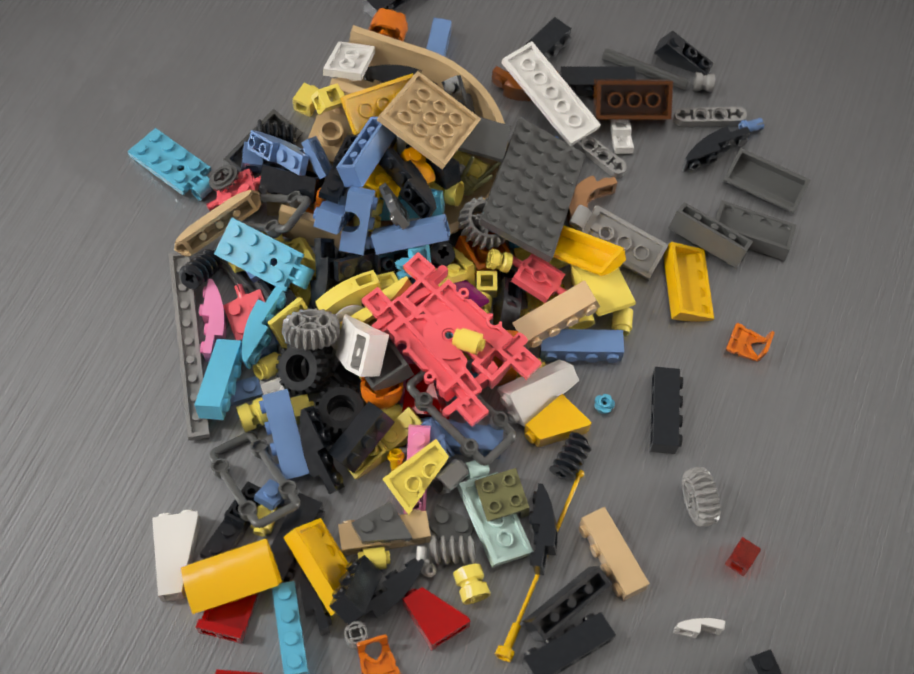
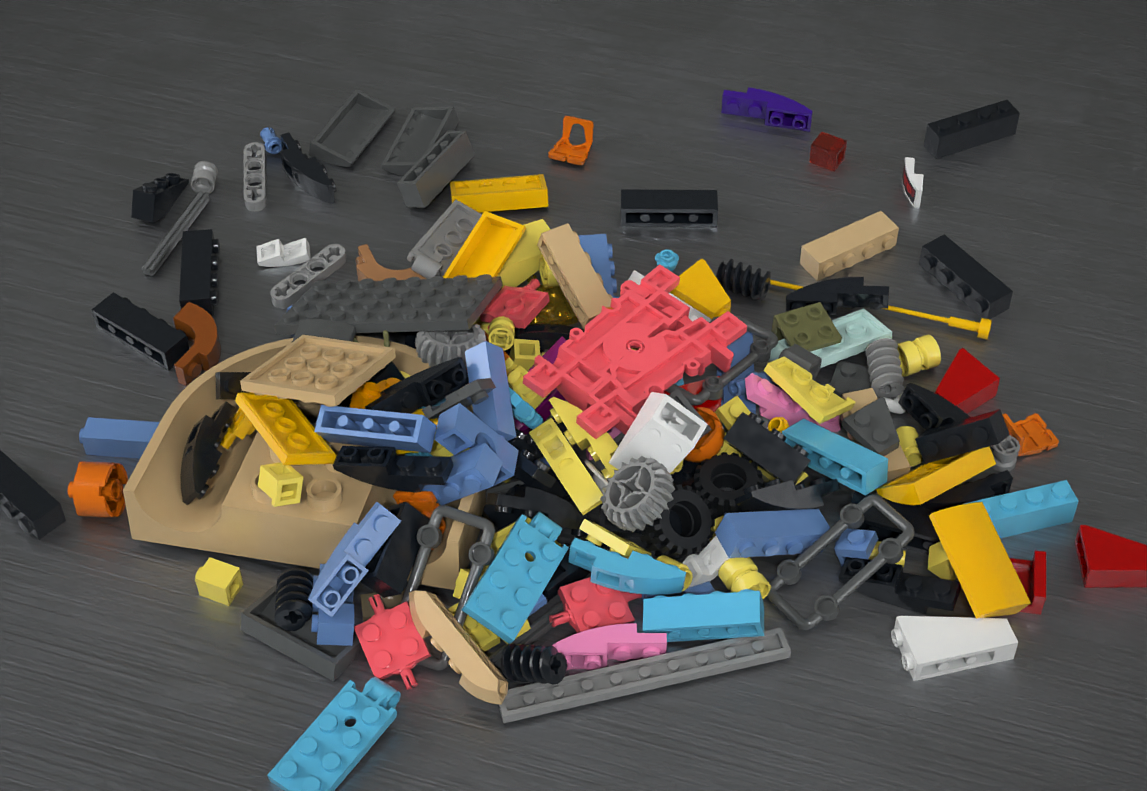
camera: 90 degrees left, 15 degrees down
(217, 179) = (362, 649): dark grey gear -> none
(317, 156) = (362, 503): medium blue plate -> none
(349, 61) = (186, 494): white plate -> none
(354, 493) = (839, 457): none -> medium azure brick
(468, 341) = (647, 320): light yellow brick -> none
(551, 93) = (227, 304): white plate -> none
(566, 603) = (918, 275): black brick -> none
(632, 98) = (238, 231): reddish brown brick -> none
(701, 496) = (774, 171): light grey gear -> none
(804, 513) = (766, 105): none -> dark purple slope

